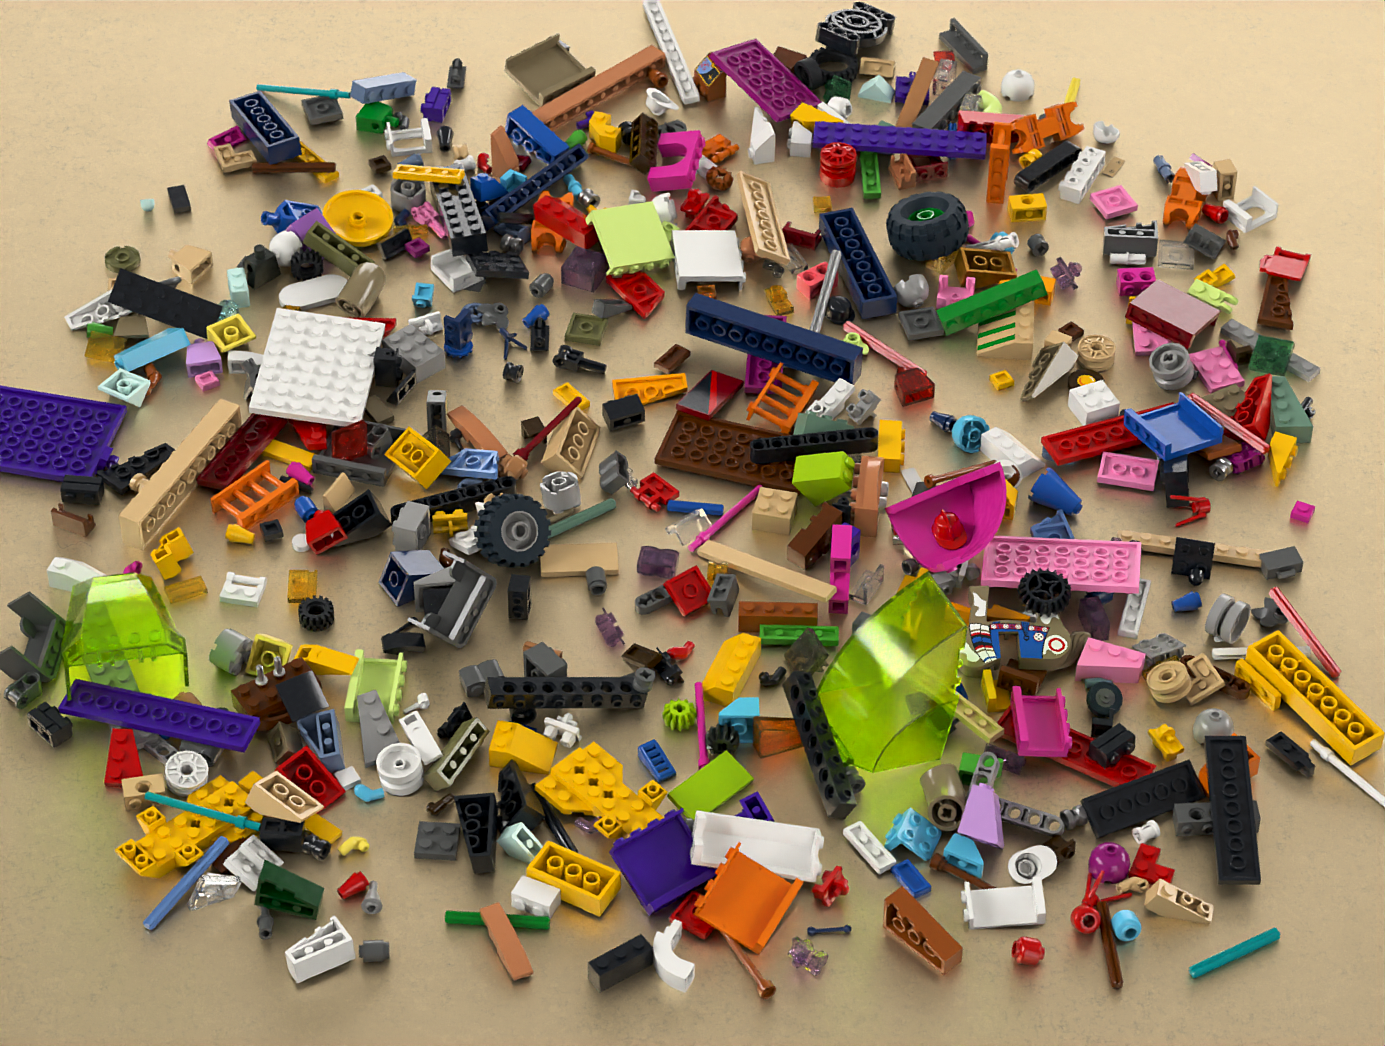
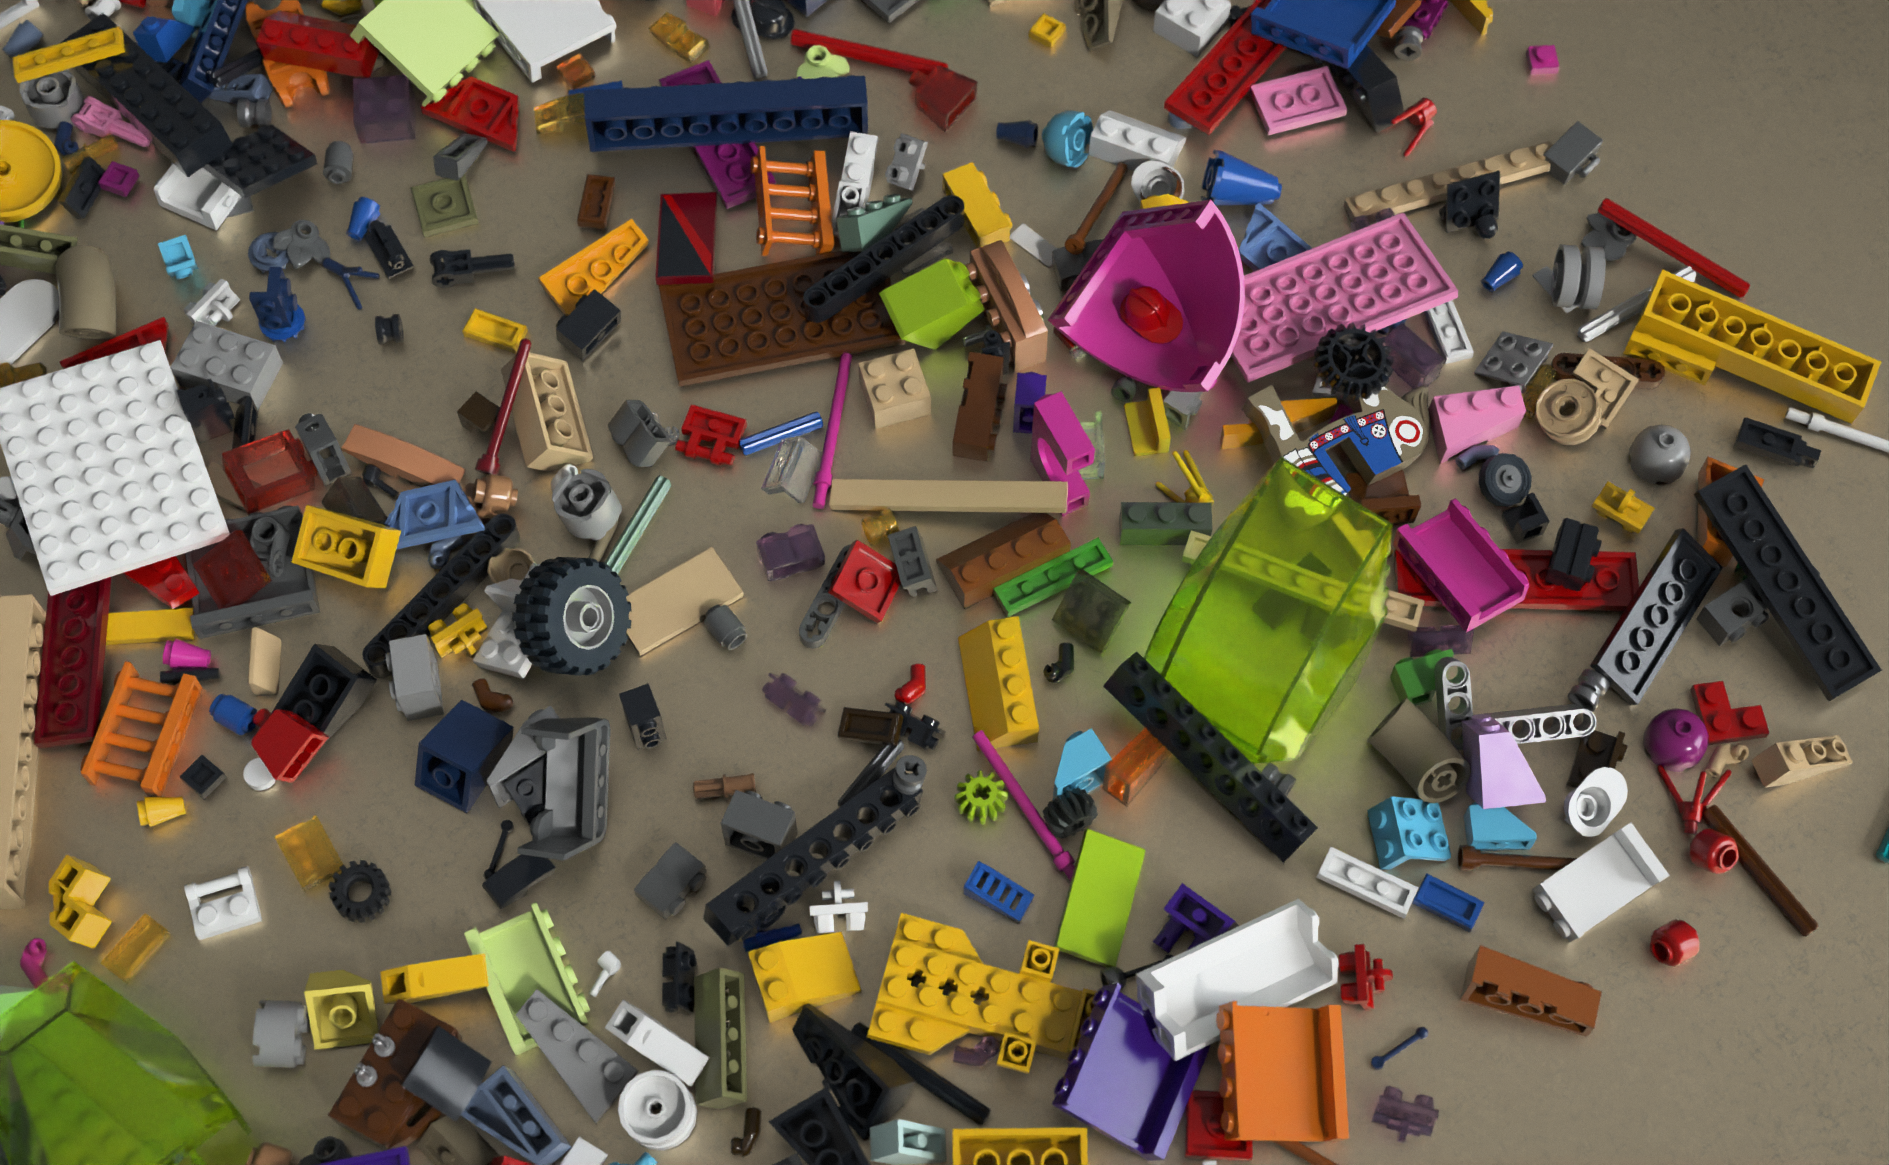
camera: 30 degrees left, 20 degrees up
(398, 418) = (275, 492): none -> clear red window
(676, 309) = (560, 111): none -> clear yellow slope
(1126, 925) = (1765, 831): medium azure head -> none
(1146, 832) = (1684, 667): white bush -> none

